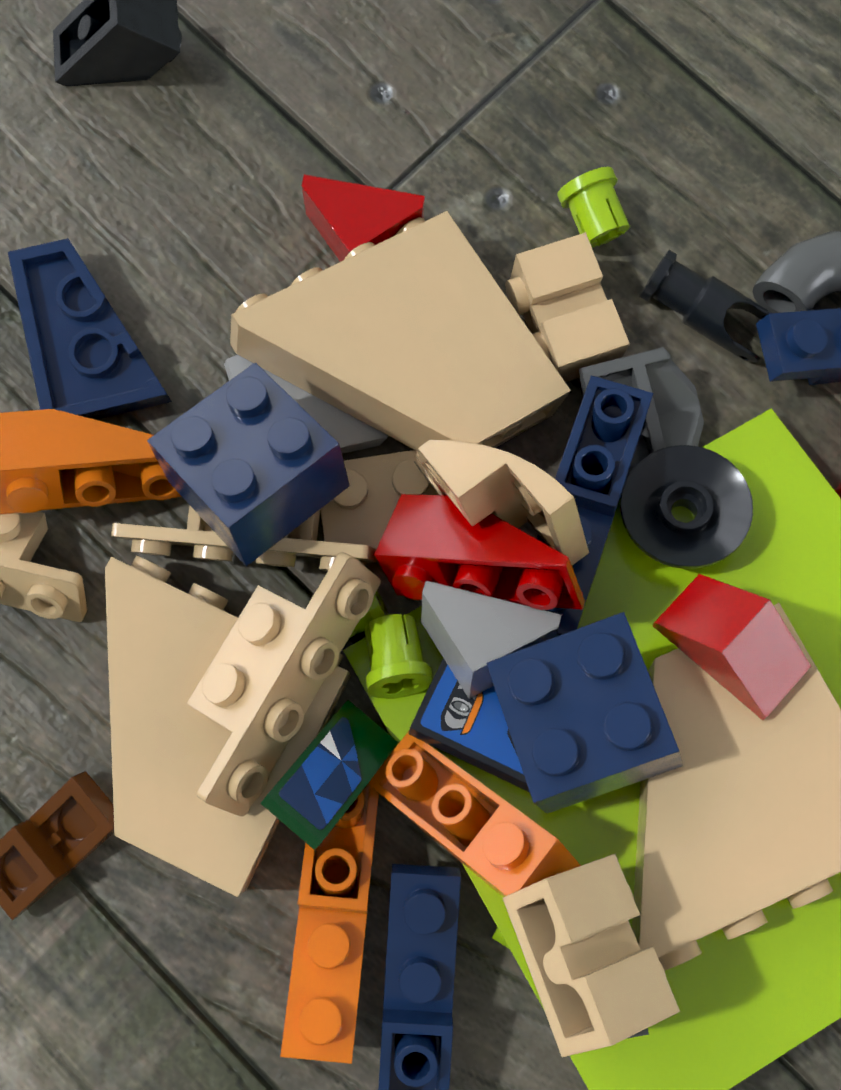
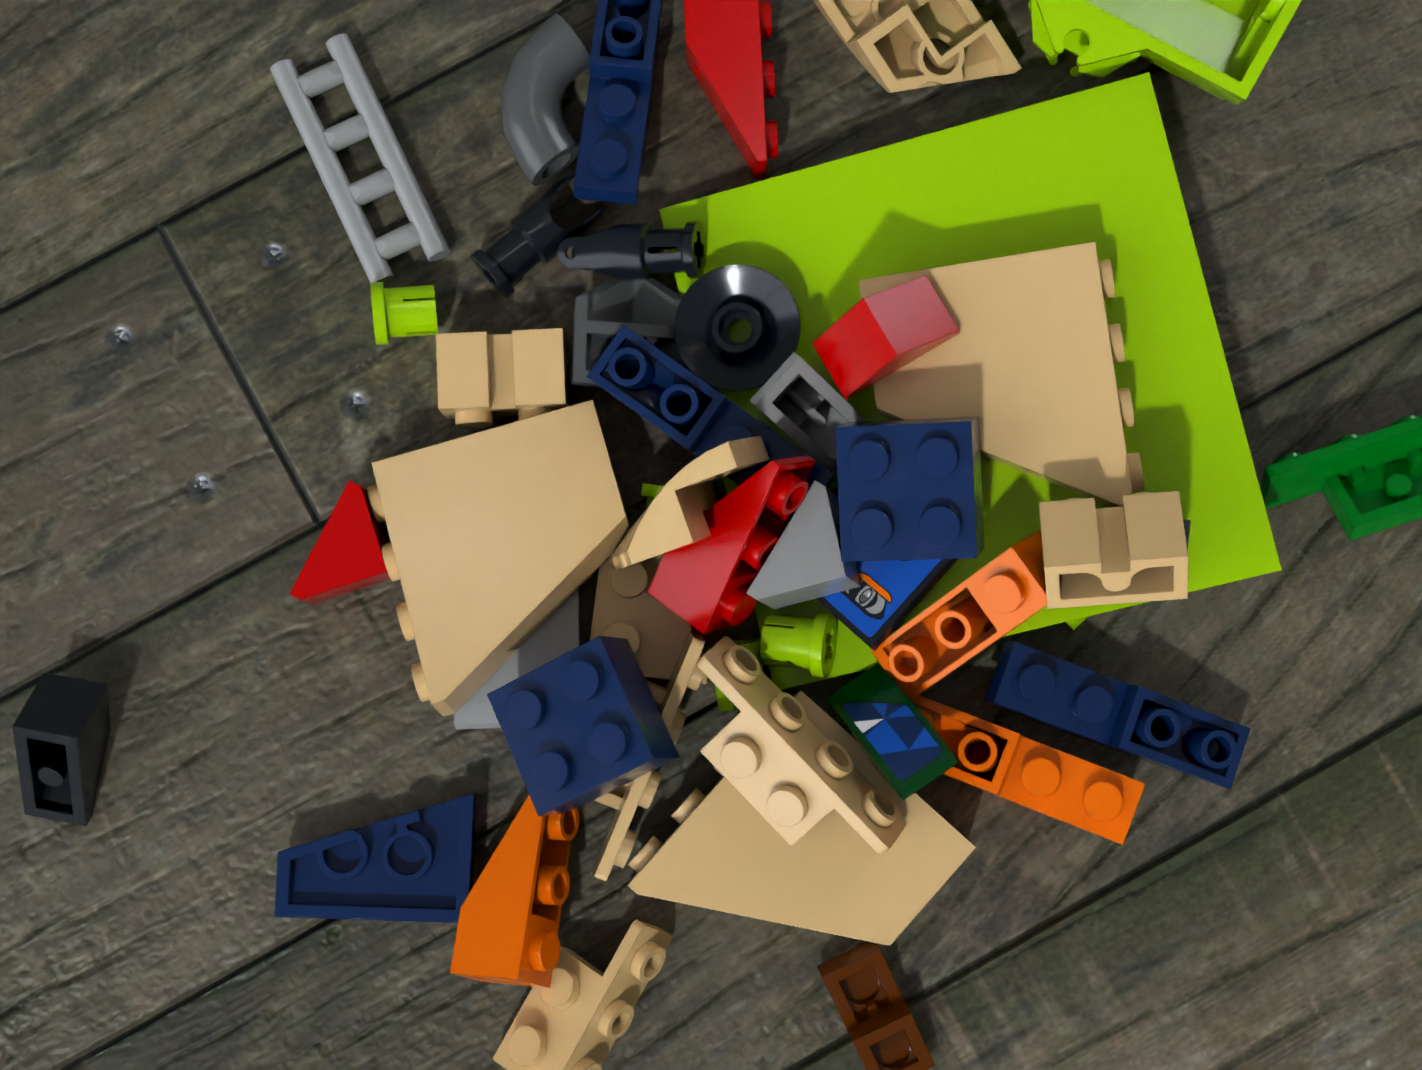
camera: 70 degrees left, 5 degrees up
(633, 582) = (806, 409): none -> light grey slope
(721, 102) = (371, 123): none -> light grey bar
(727, 396) = (634, 251): none -> black piece

